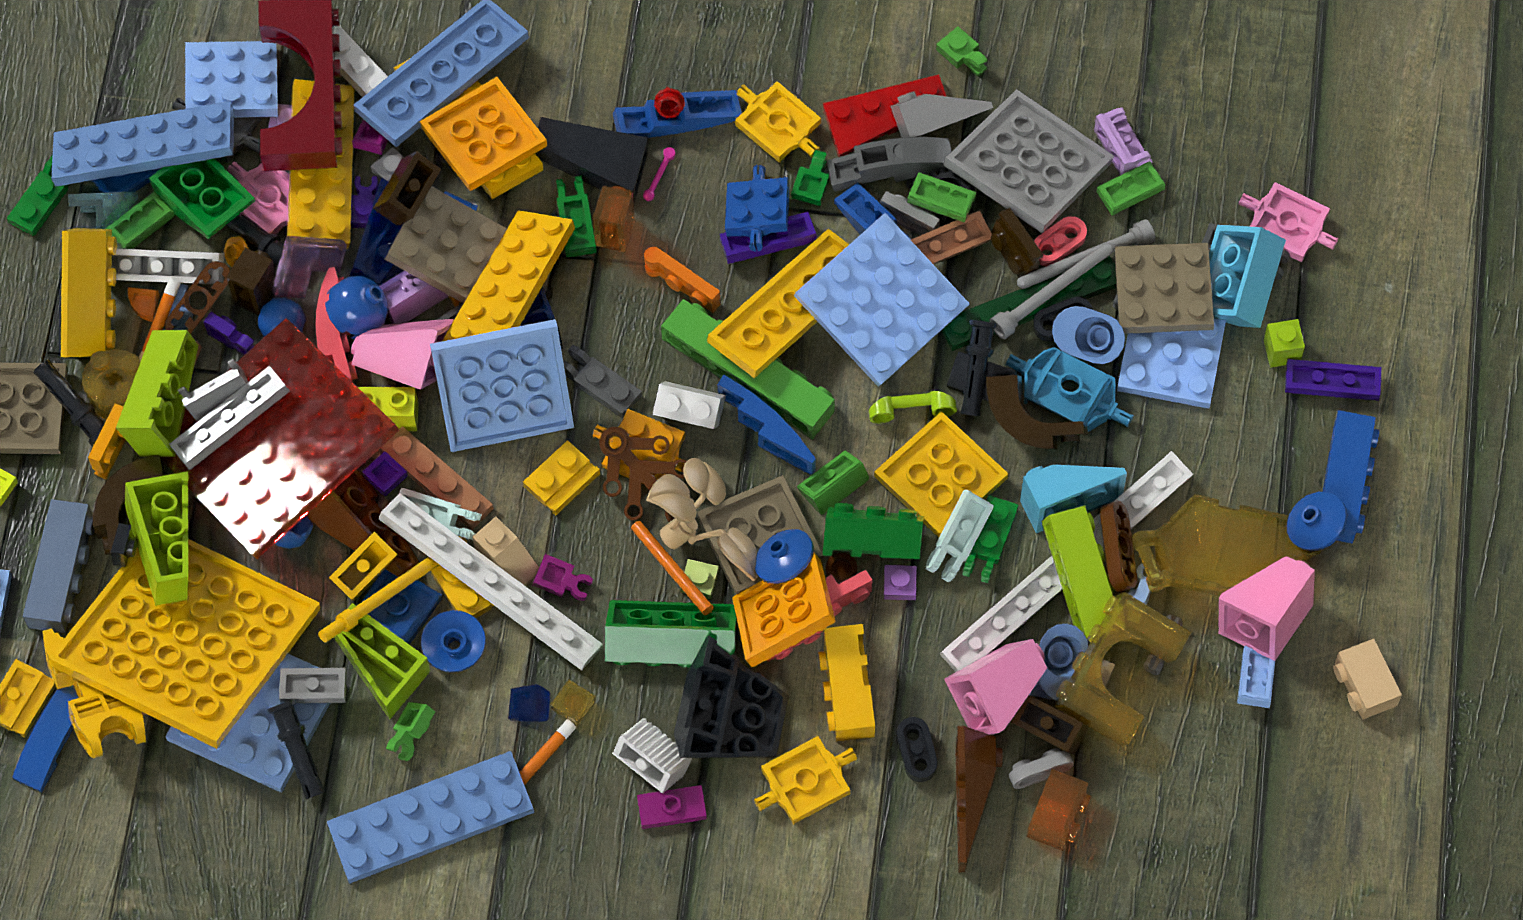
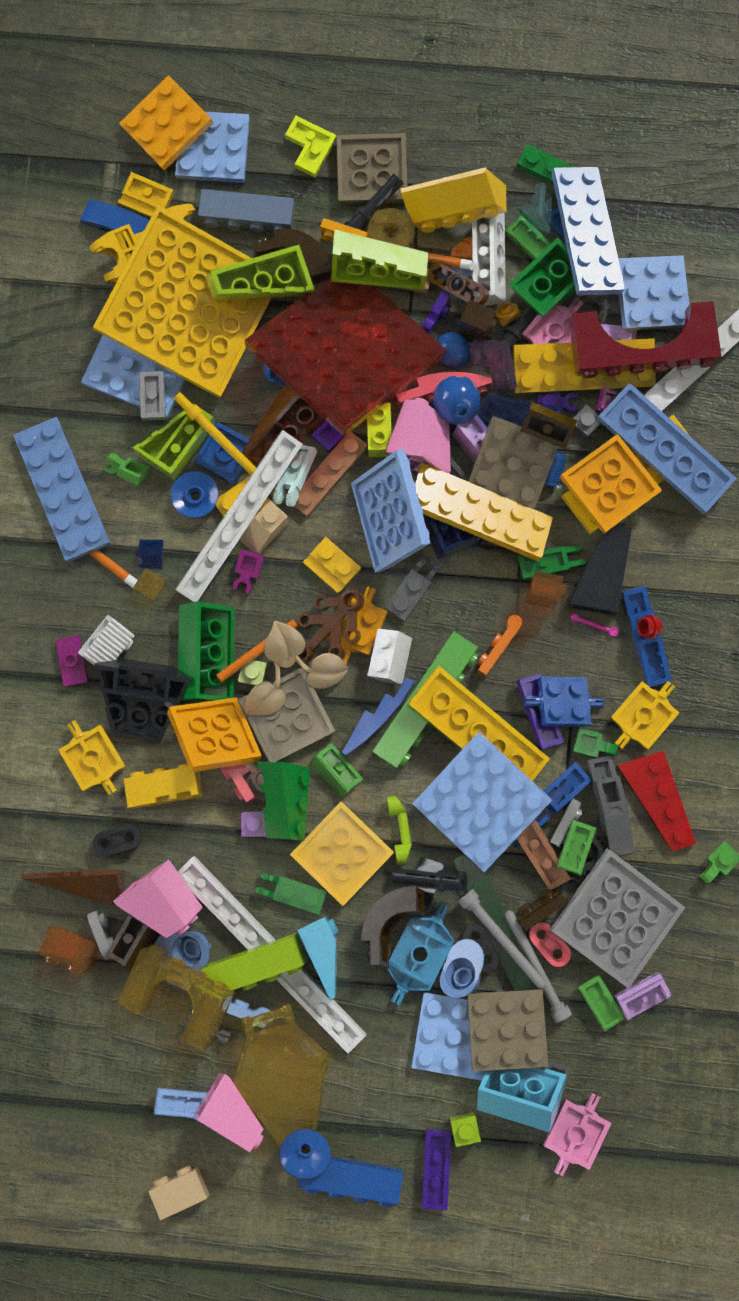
camera: 90 degrees right, 15 degrees up
(123, 545) = (252, 249): black plate -> none
(213, 393) = (378, 303): light grey hinge -> none
(229, 417) = (355, 314): light grey plate -> none
(292, 734) = (114, 384): black pin -> none
(363, 566) = (243, 421): yellow slope -> none
(784, 556) = (258, 740): blue dish -> none
(929, 112) = (656, 838): light grey slope -> none
(959, 534) = (288, 868): light aqua hinge -> none
(1118, 546) = (266, 994): reddish brown beam -> none

